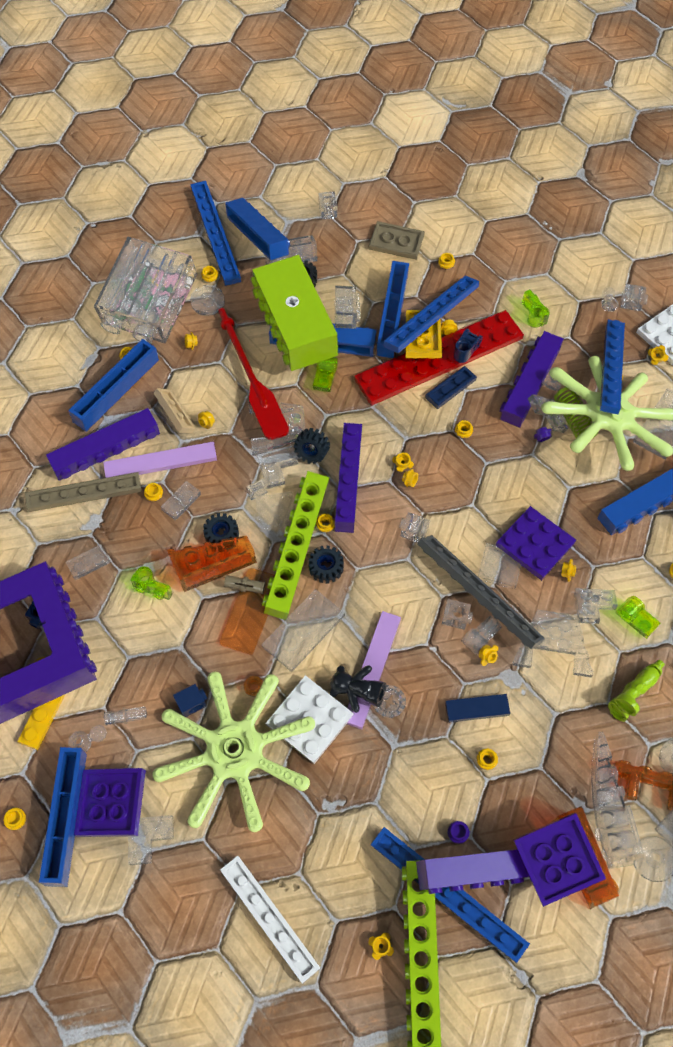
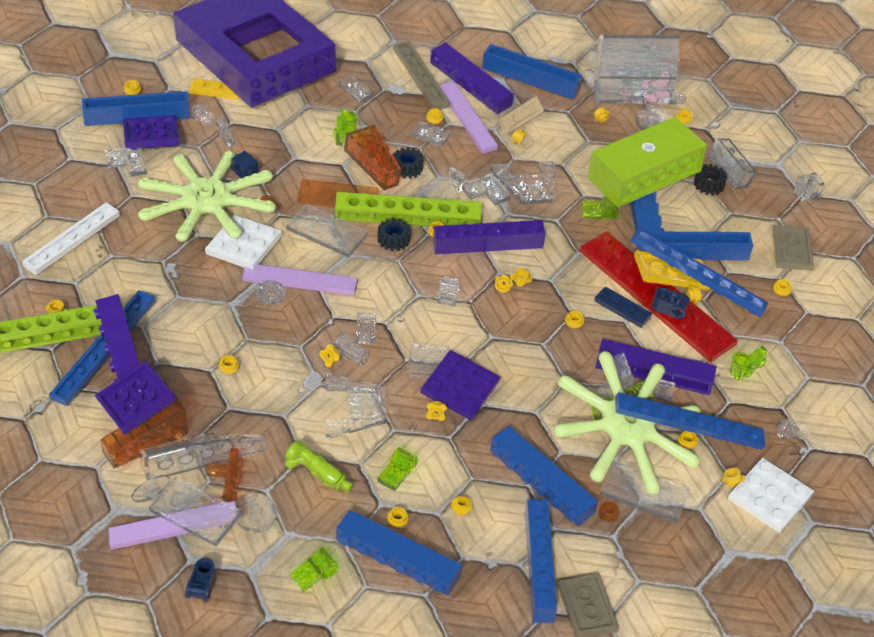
camera: 75 degrees right, 15 degrees down
(215, 233) = (740, 110): blue plate -> none
(256, 586) = (359, 181): dark tan pin -> none
(257, 229) = (742, 129): blue brick -> none
(260, 397) = (553, 165): red piece -> none
(314, 438) = (510, 203): black bush -> none
(346, 307) = (679, 207): clear brick -> none
(368, 690) = (272, 267): black piece -> none
(458, 832) = (158, 350): dark purple plate -> none
(477, 708) = (277, 355): dark blue tile -> none
(485, 595) = (391, 340): dark grey plate -> none
(543, 434) = (589, 381): dark purple plate -> none
(590, 601) = (405, 428): clear plate -> none
(633, 297) = (803, 449): clear brick -> none

